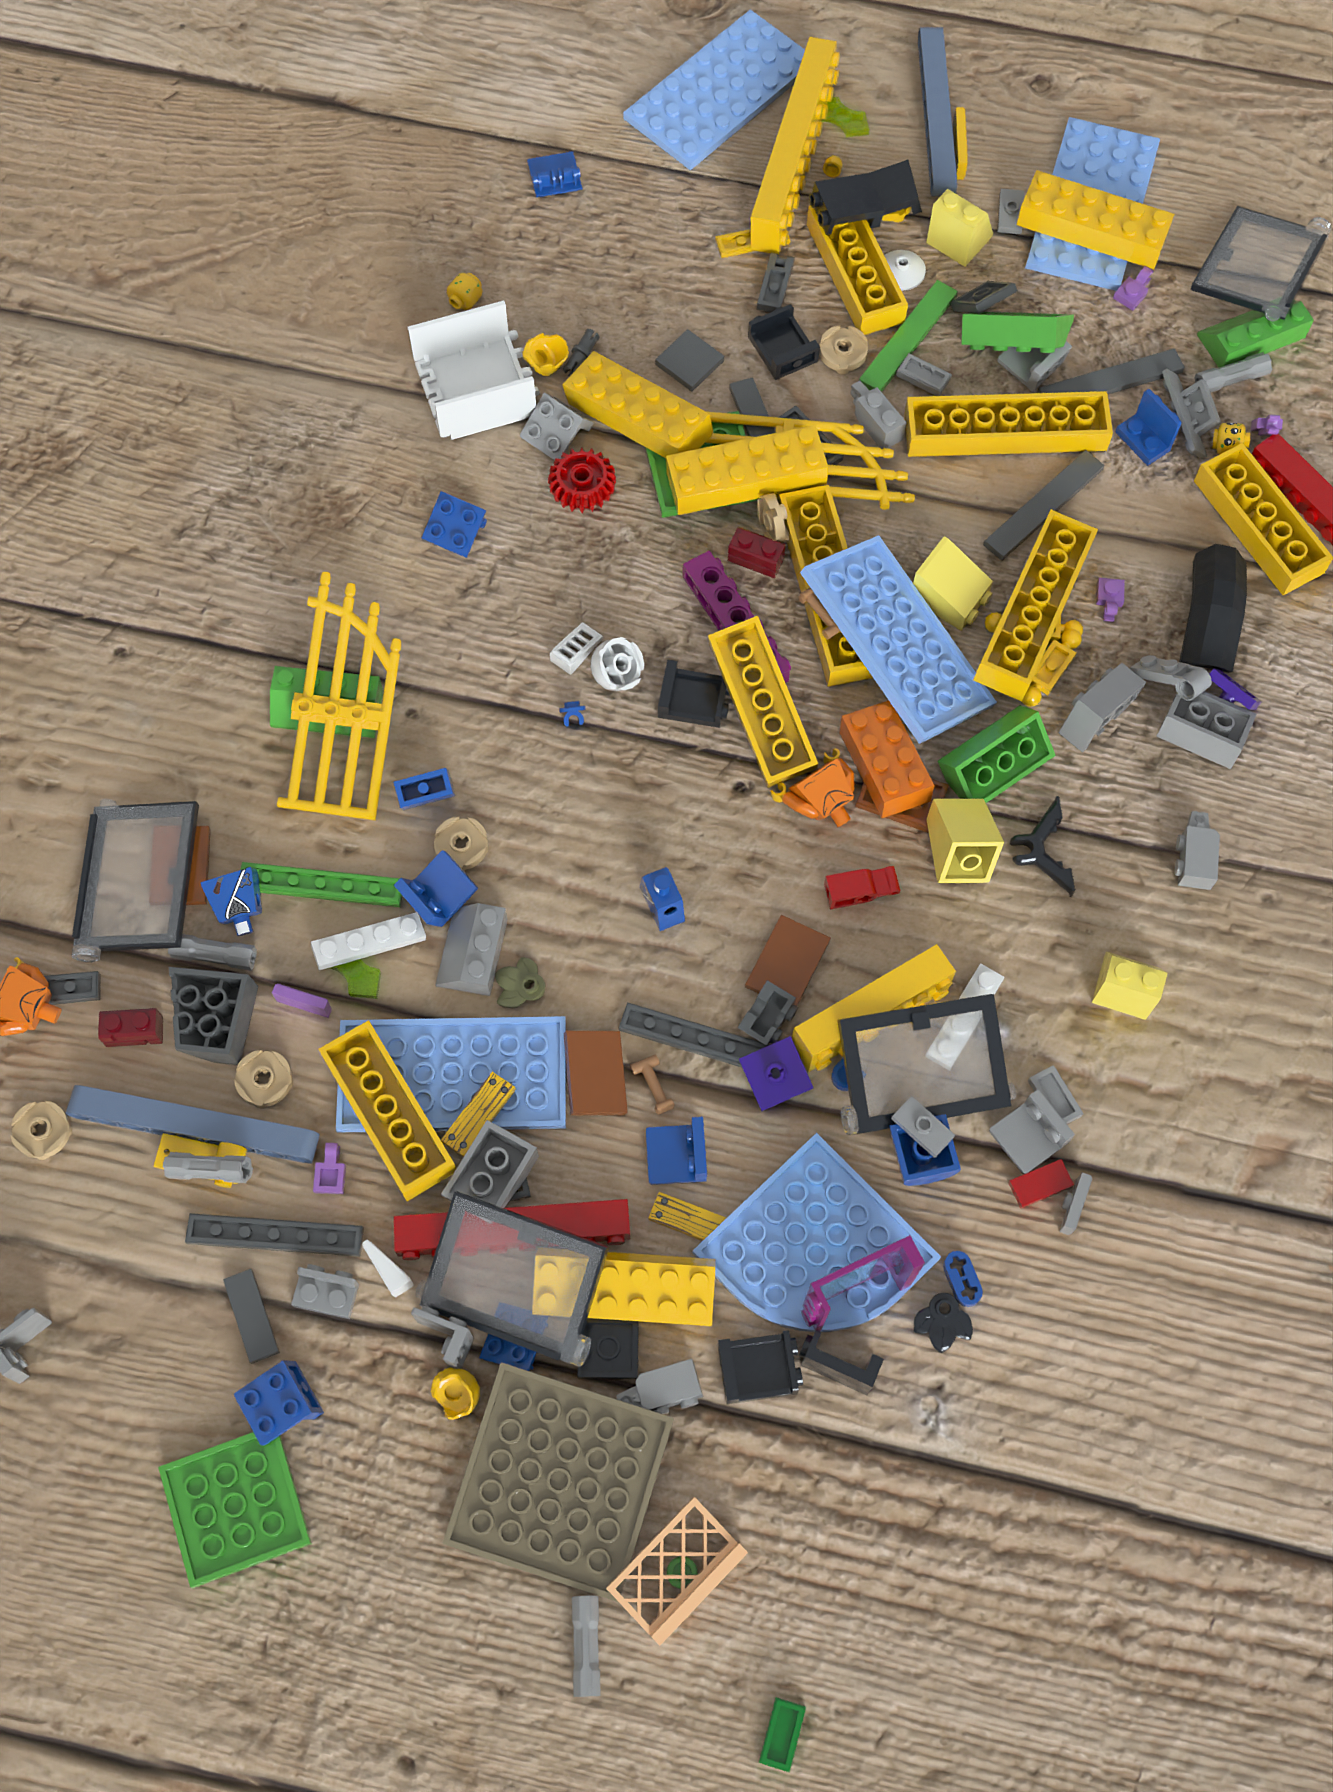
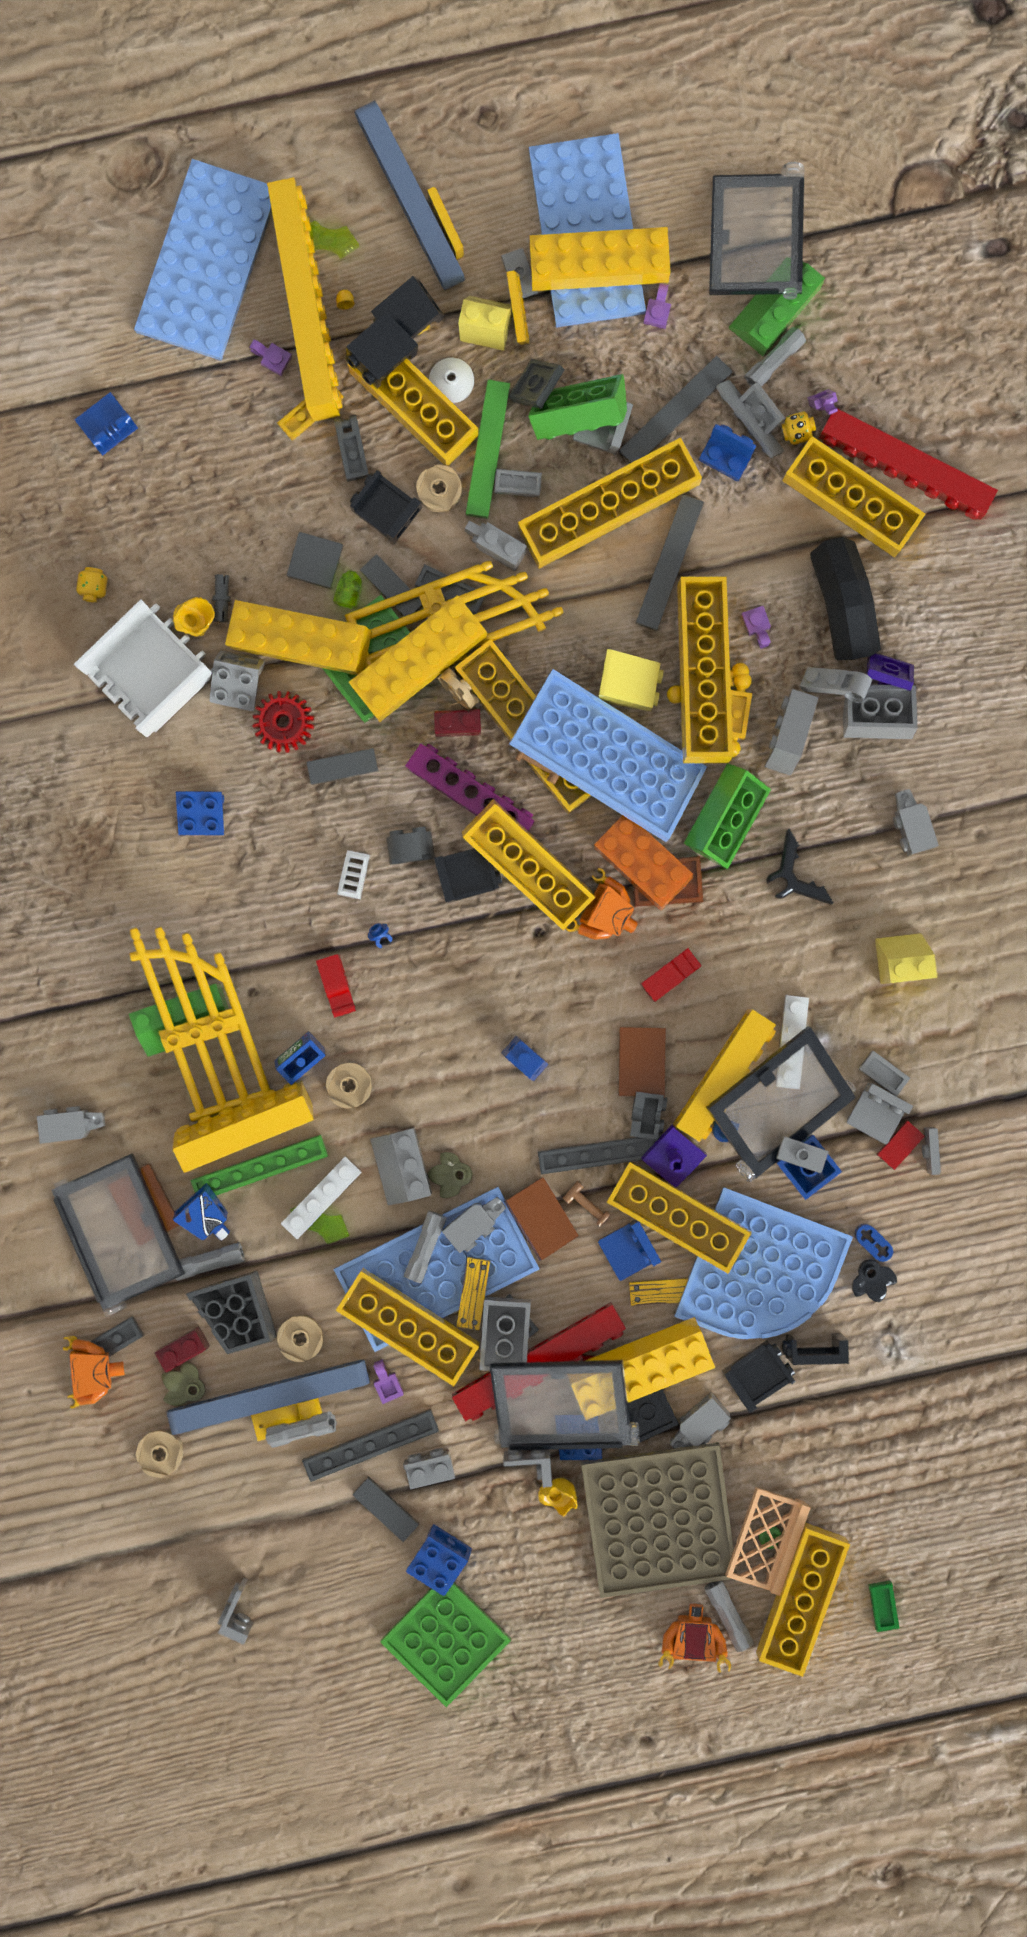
camera: 20 degrees left, 20 degrees up
(106, 1065) = (179, 1383): none -> olive plate
(149, 750) = (68, 1125): none -> light grey hinge
(301, 1000) = (296, 1267): medium lavender tile -> none
(325, 824) = (242, 1126): none -> yellow brick
(394, 1277) = (467, 1434): white slope -> none
(438, 890) = (352, 1135): blue bracket -> none
(467, 1024) = (430, 1232): none -> light grey axle
(501, 738) = (336, 985): none -> red piece
(517, 1037) = (473, 1223): none -> light grey hinge
(529, 1653) = (694, 1639): none -> torso
(617, 664) = (396, 881): white cylinder -> none
(619, 545) = (342, 766): none -> dark grey tile
(654, 642) = (410, 846): none -> dark grey cylinder
(685, 1666) = (803, 1600): none -> yellow brick
(709, 395) = (348, 590): none -> clear neon green rock
(739, 185) = (274, 357): none -> medium lavender plate
(752, 1136) = (679, 1217): none -> yellow brick
(899, 1258) = (804, 1296): magenta panel -> none
(963, 840) = (731, 902): light yellow slope -> none
(996, 231) = (518, 307): none -> yellow tile

